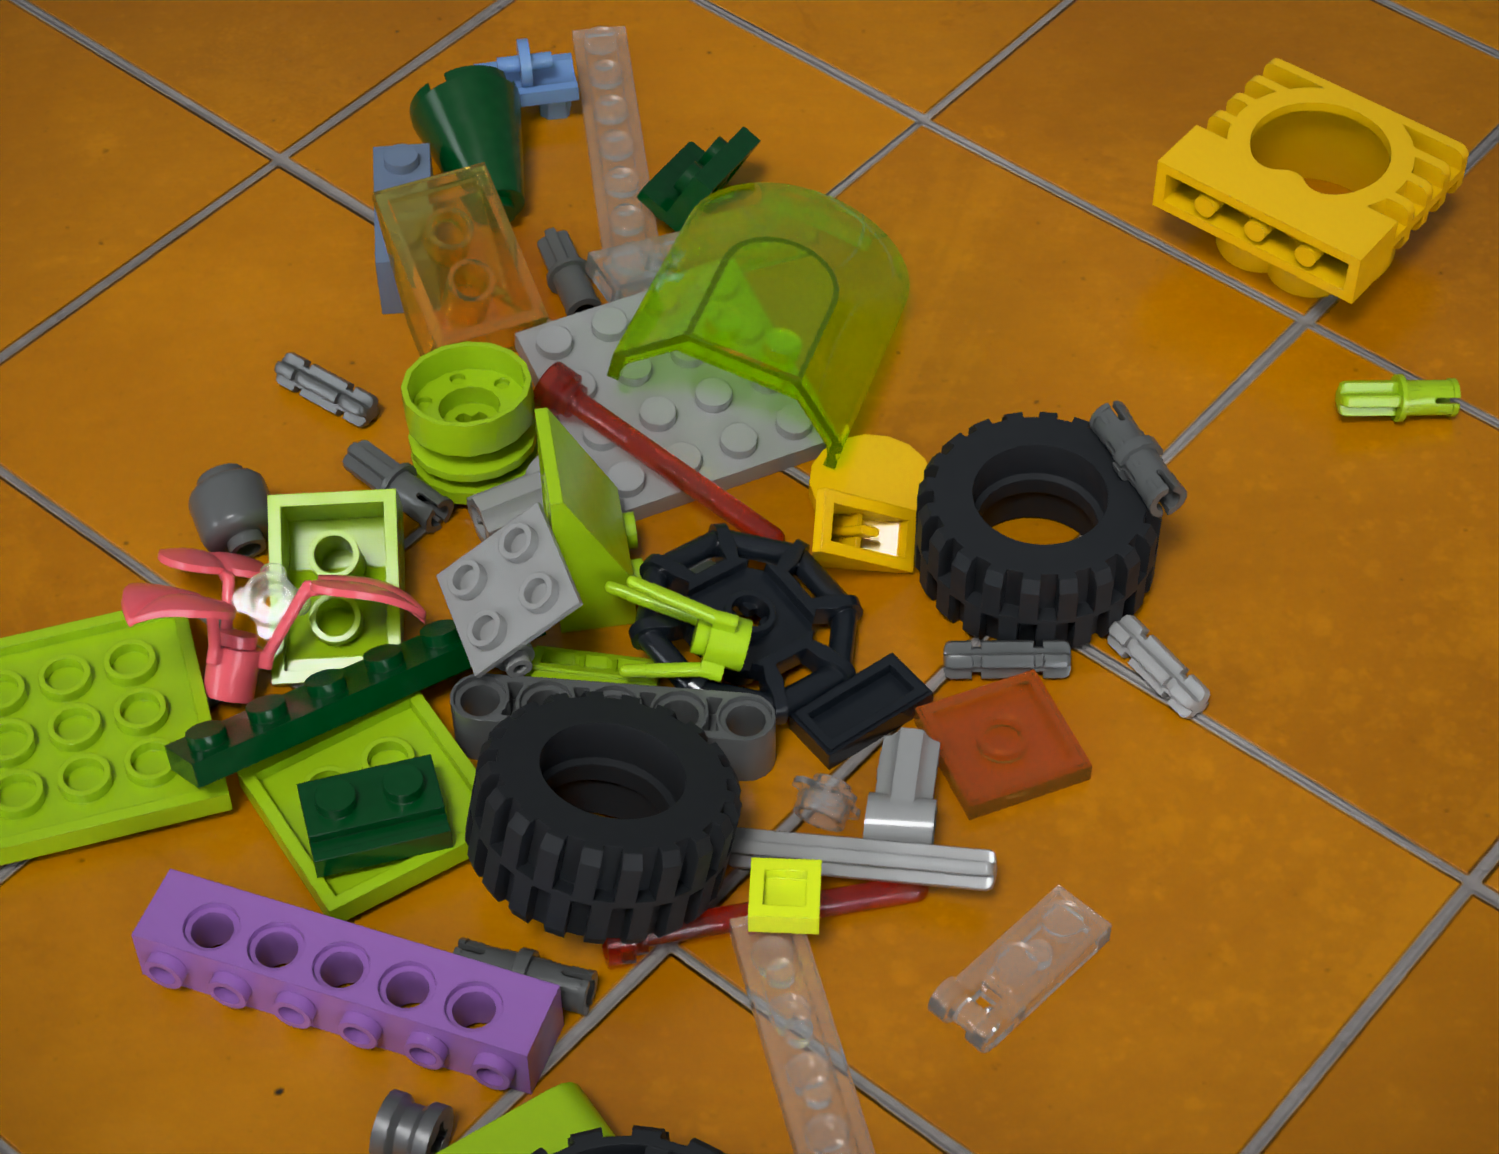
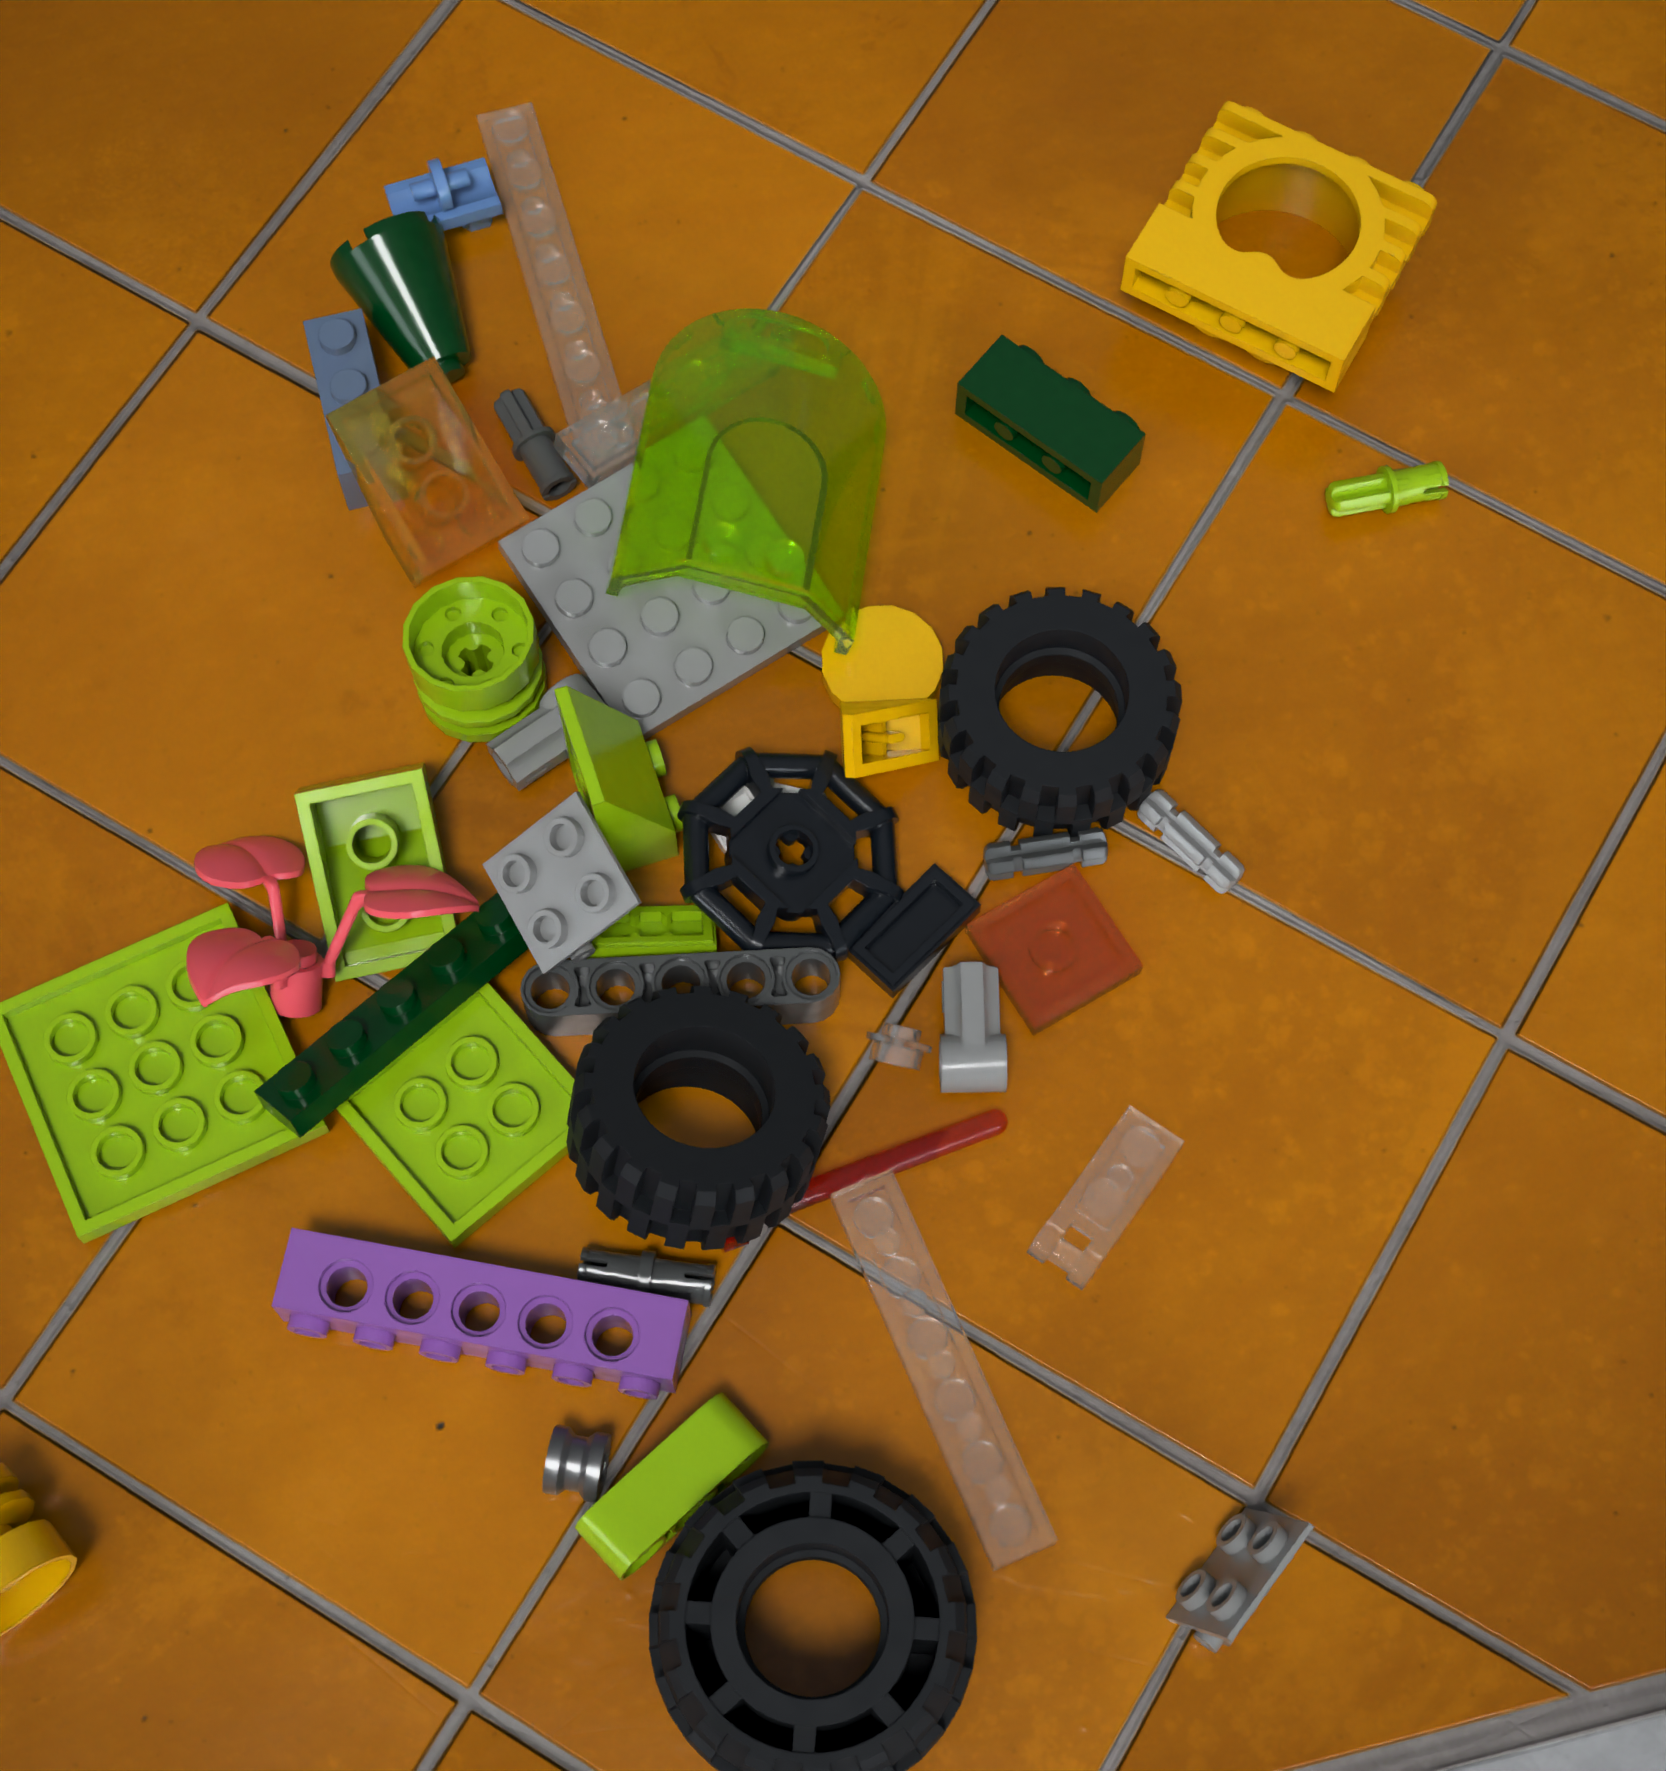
camera: 10 degrees left, 20 degrees up
(231, 510) = (254, 791): dark grey head -> none
(252, 598) = (302, 905): clear plate -> none
(327, 389) = (314, 620): dark grey axle -> none
(374, 816) = (473, 1134): dark green plate -> none
(383, 472) = (410, 731): dark grey axle -> none
(564, 394) = (568, 619): clear red piece -> none
(694, 176) = (646, 308): dark green bracket -> none
(717, 635) = (770, 895): lime plant -> none
(784, 895) = (881, 1171): neon yellow plate -> none
(871, 858) = (950, 1107): light grey axle -> none
(1069, 309) = (1050, 422): none -> dark green brick
(1138, 459) = (1153, 642): dark grey pin -> none

